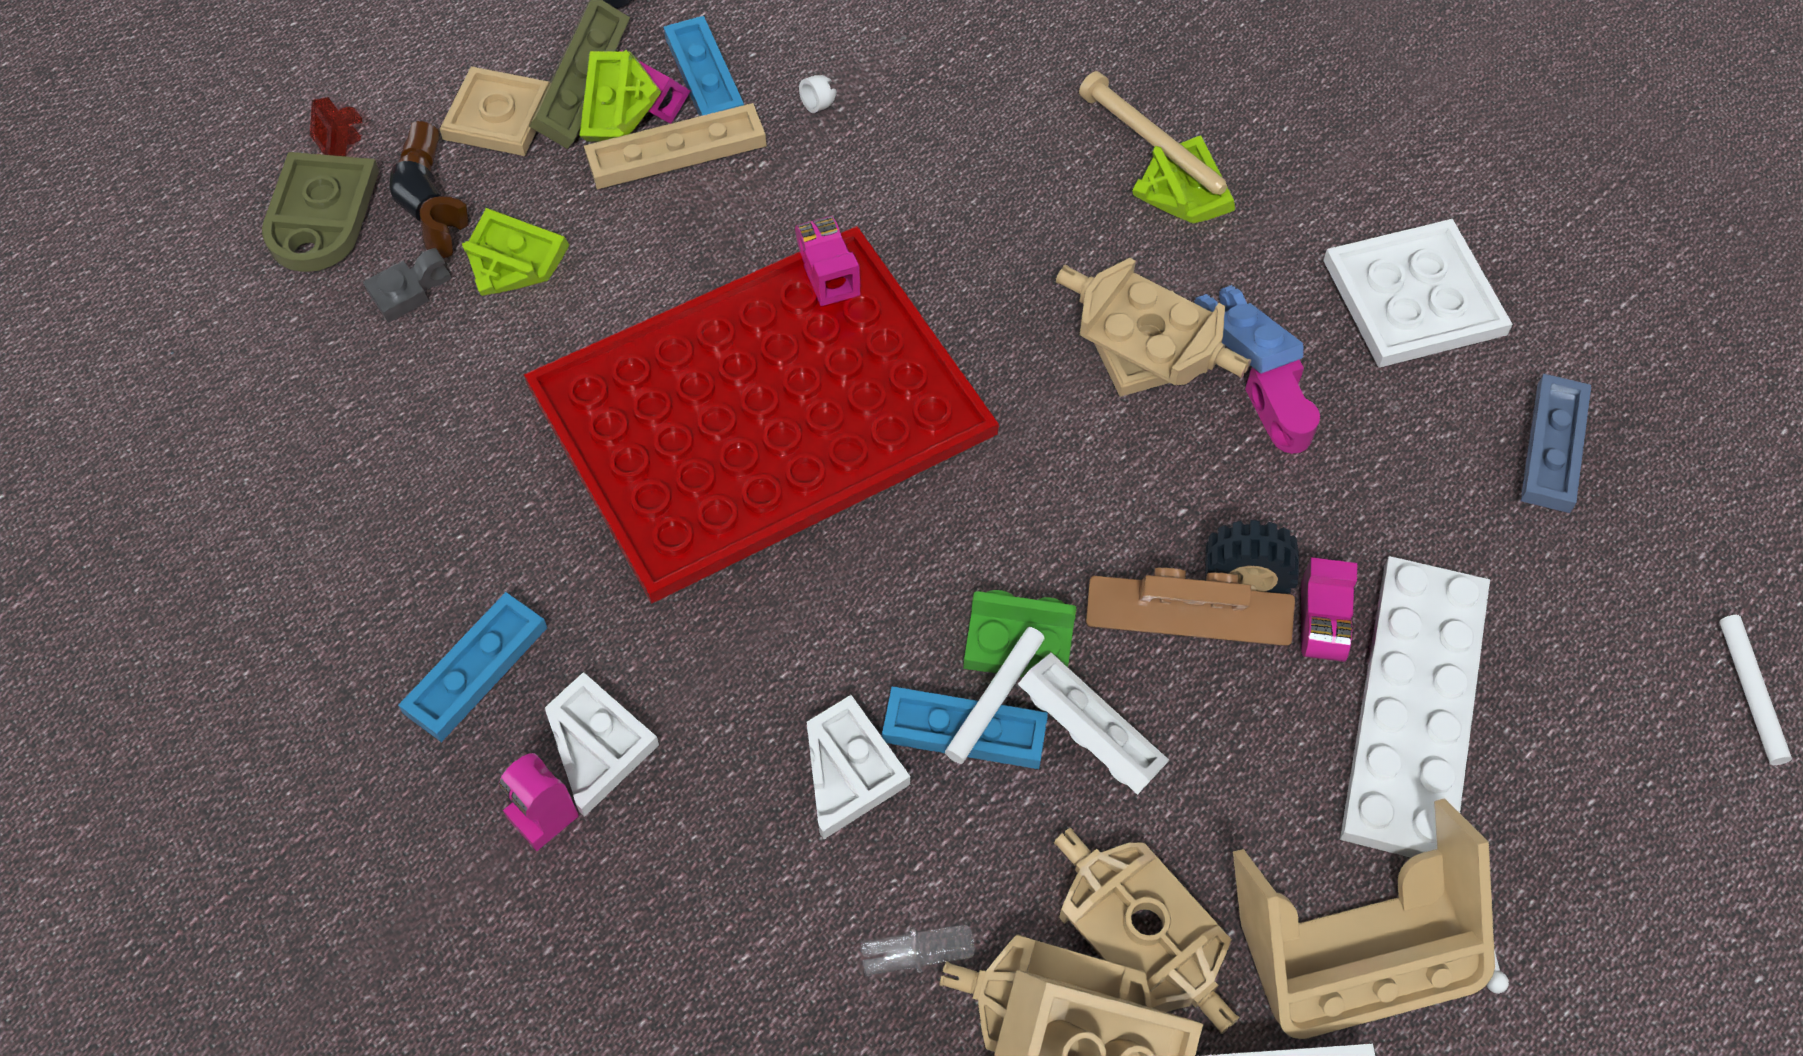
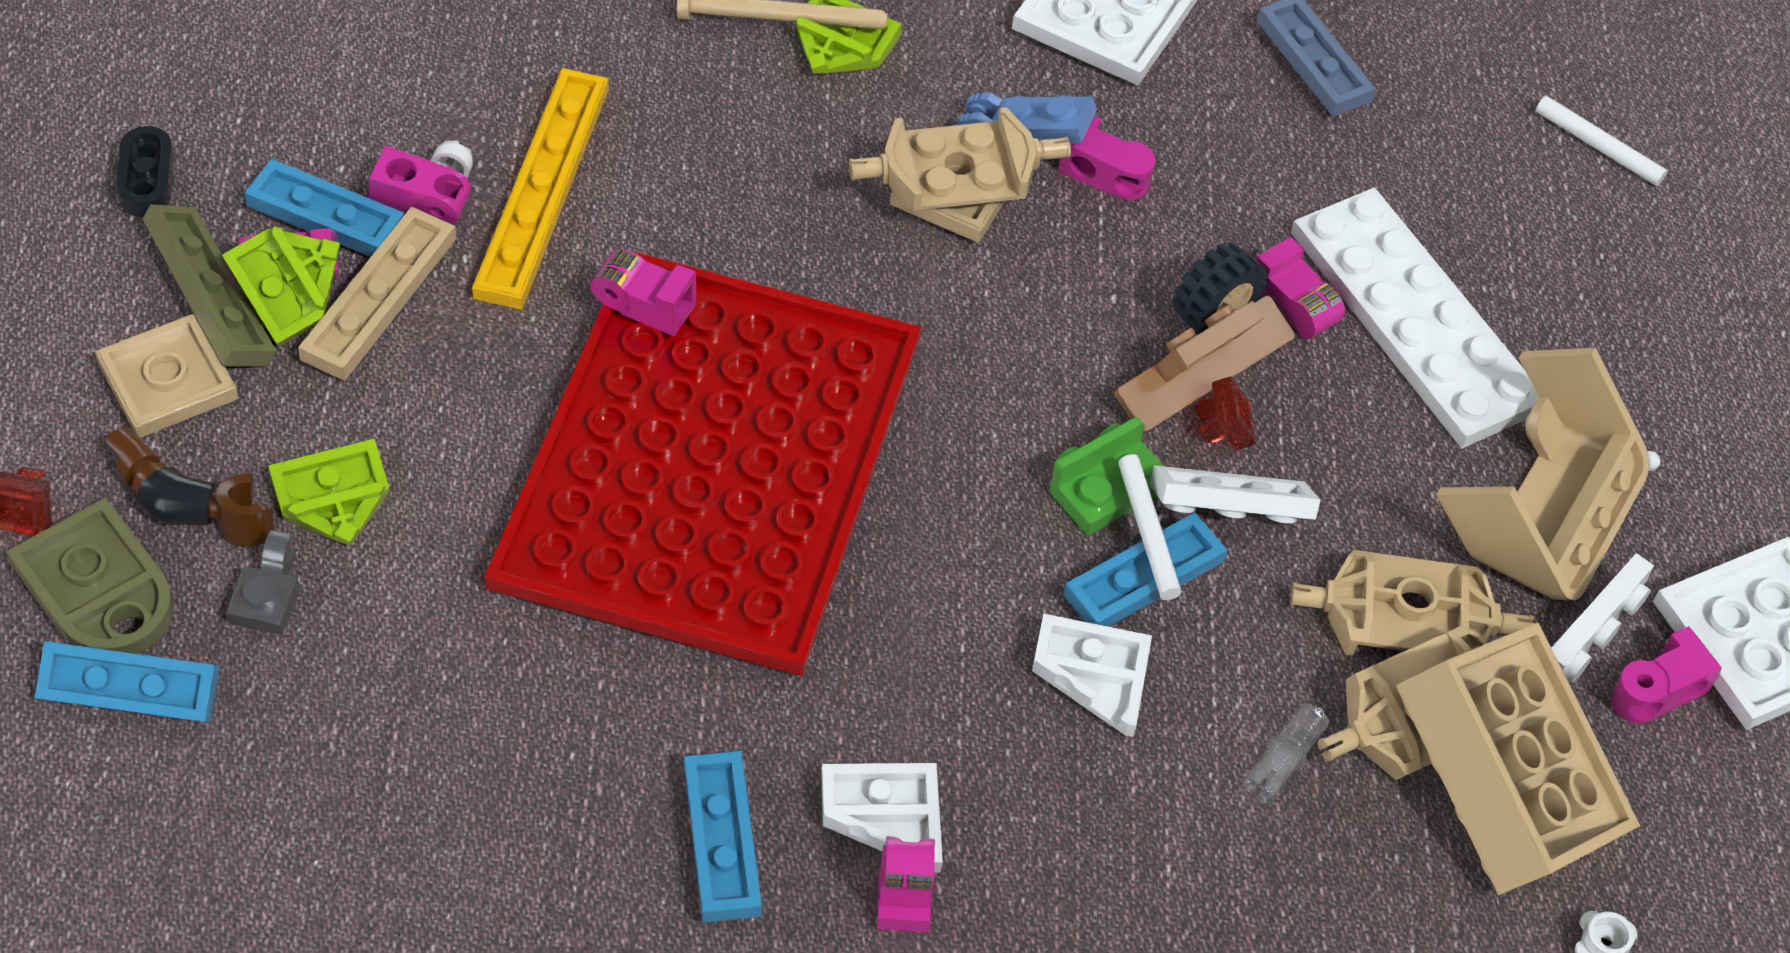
camera: 50 degrees left, 5 degrees down
(263, 281) = (127, 681): none -> dark azure plate
(772, 94) = (409, 181): none -> dark pink leg
(858, 150) = (540, 189): none -> yellow tile
(1163, 663) = (1231, 415): none -> clear red tile

